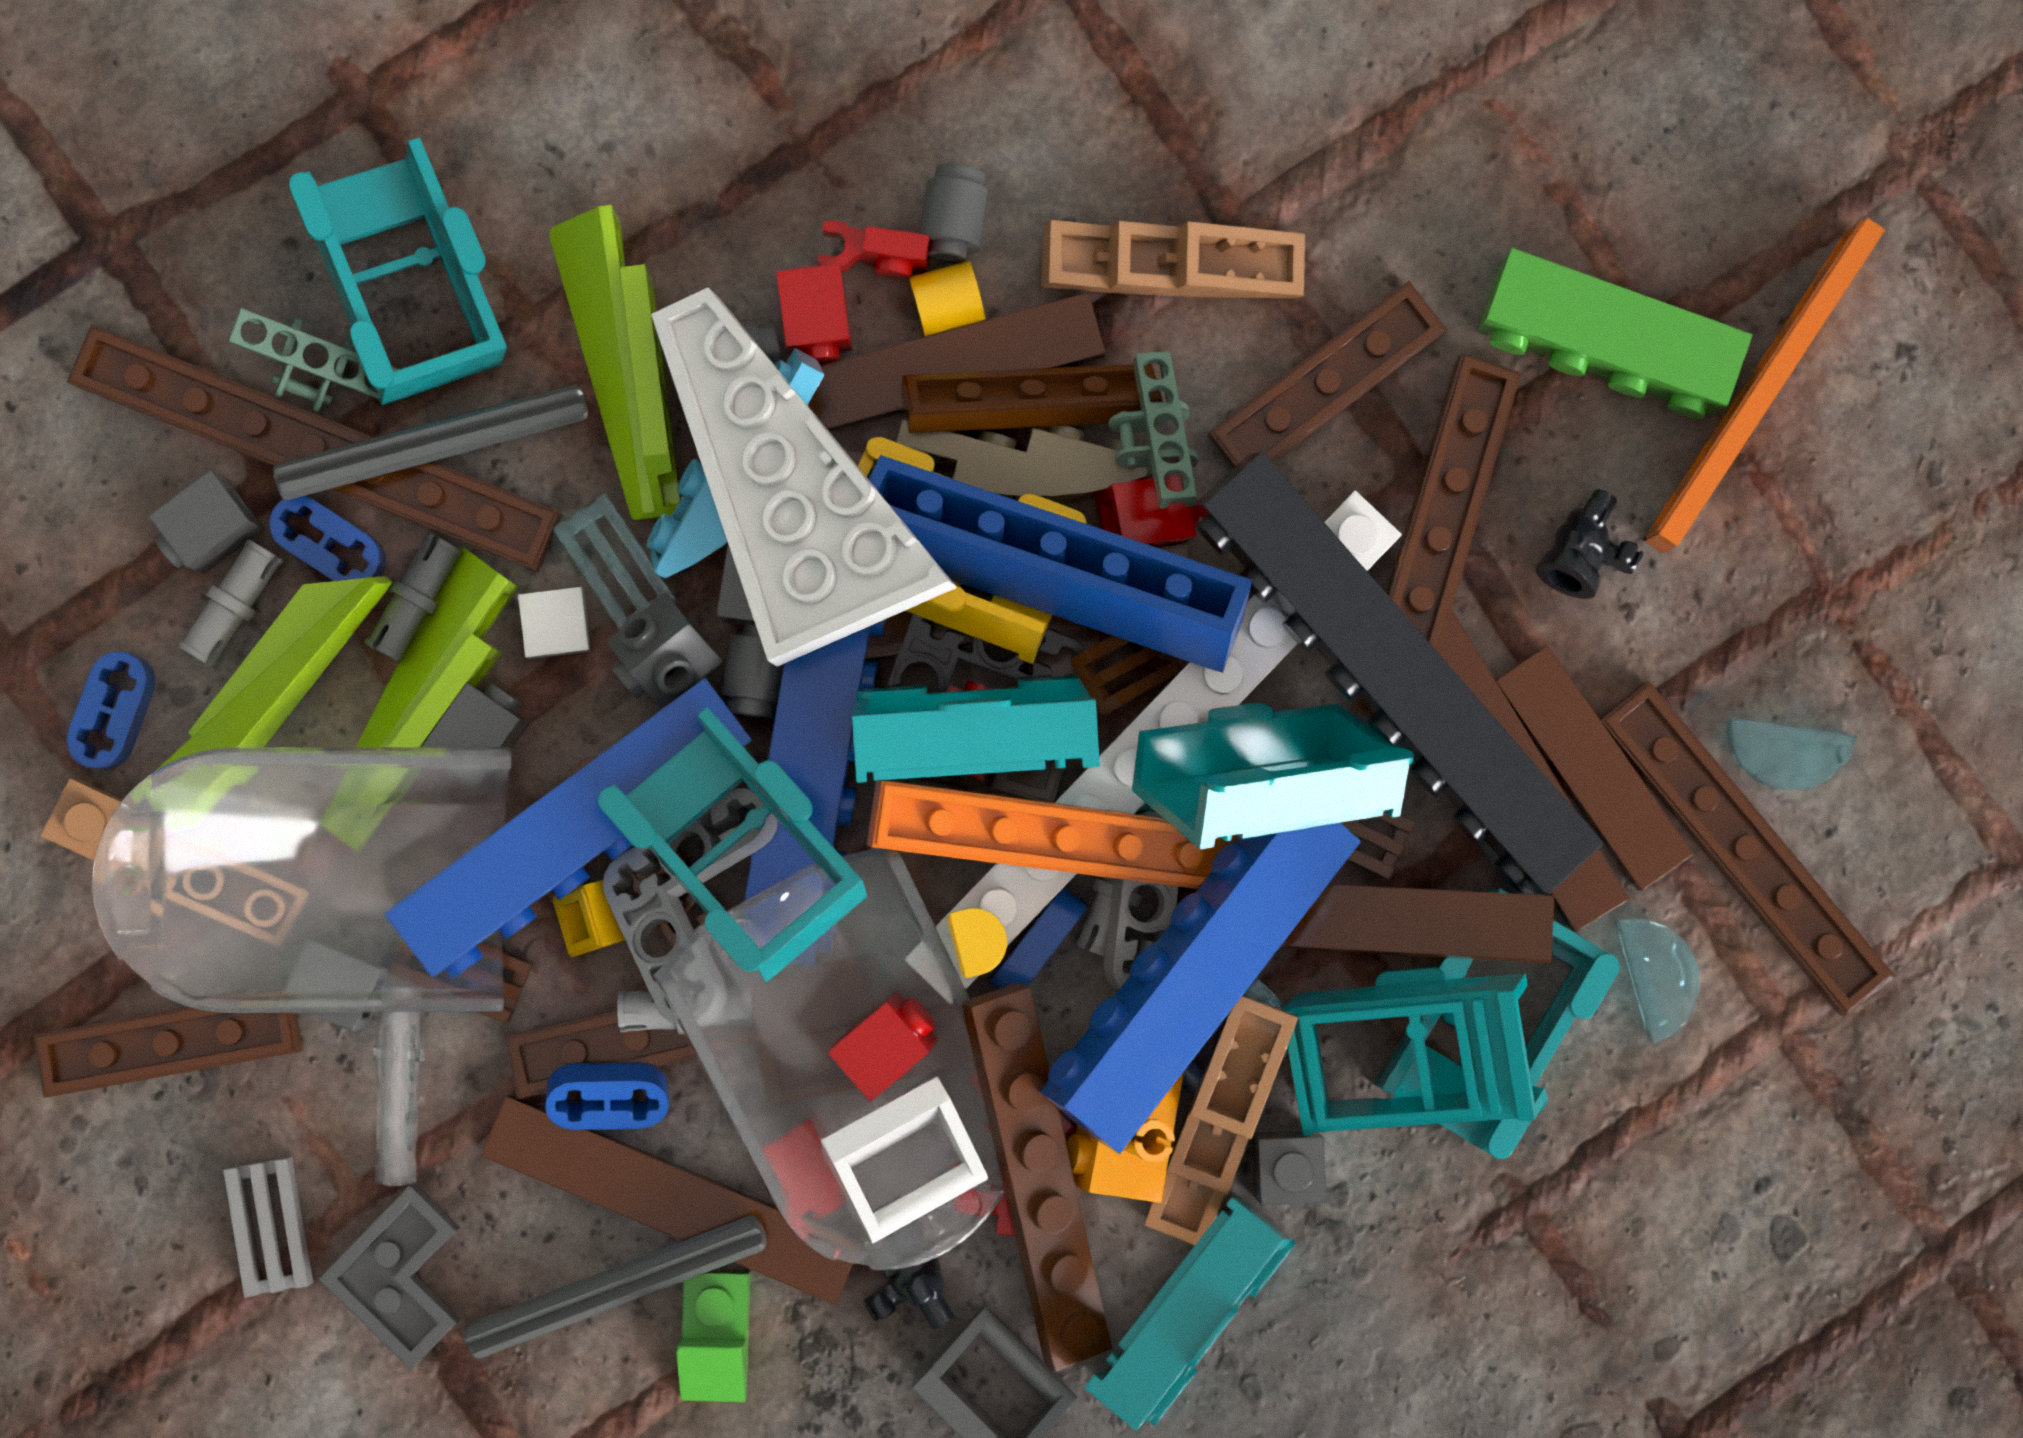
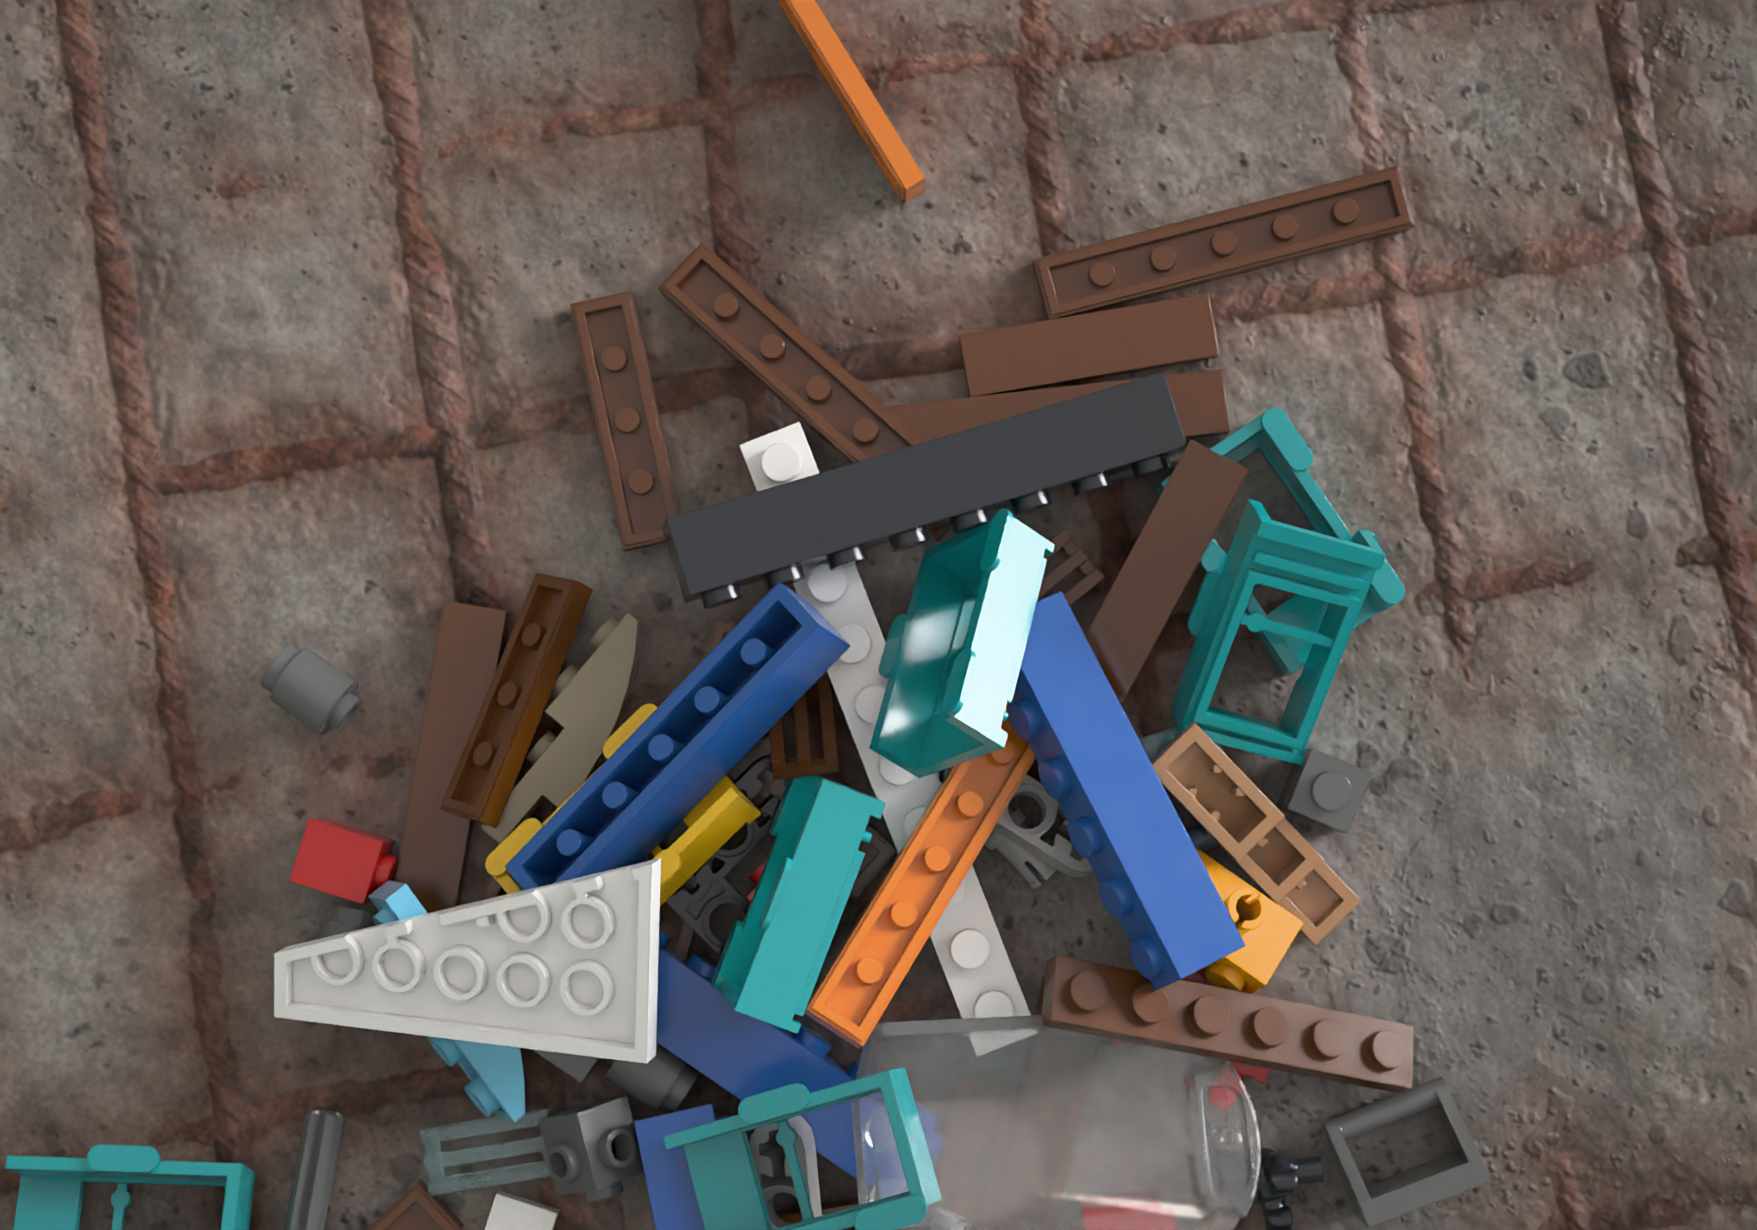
camera: 60 degrees left, 0 degrees up
(622, 356) = (299, 1056): lime wedge -> none
(885, 1044) = (1047, 1111): red brick -> none
(887, 1127) = (1124, 1149): white tile -> none
(890, 251) = (321, 764): red plate -> none
(947, 298) = (388, 732): yellow brick -> none
(977, 940) = (991, 984): yellow brick -> none
(1040, 940) = (1016, 920): blue beam -> none
(1134, 513) = (671, 640): red brick -> none
(1157, 461) = (631, 610): sand green piece -> none
(1173, 260) = (450, 509): medium nougat slope -> none
(1190, 1314) = (1416, 943): teal piece -> none
(1582, 547) = (885, 261): black piece -> none
(1613, 334) = (705, 143): bright green brick -> none
(1661, 975) = (1302, 372): clear light blue tile -> none
(1787, 754) = (1157, 167): clear light blue tile -> none

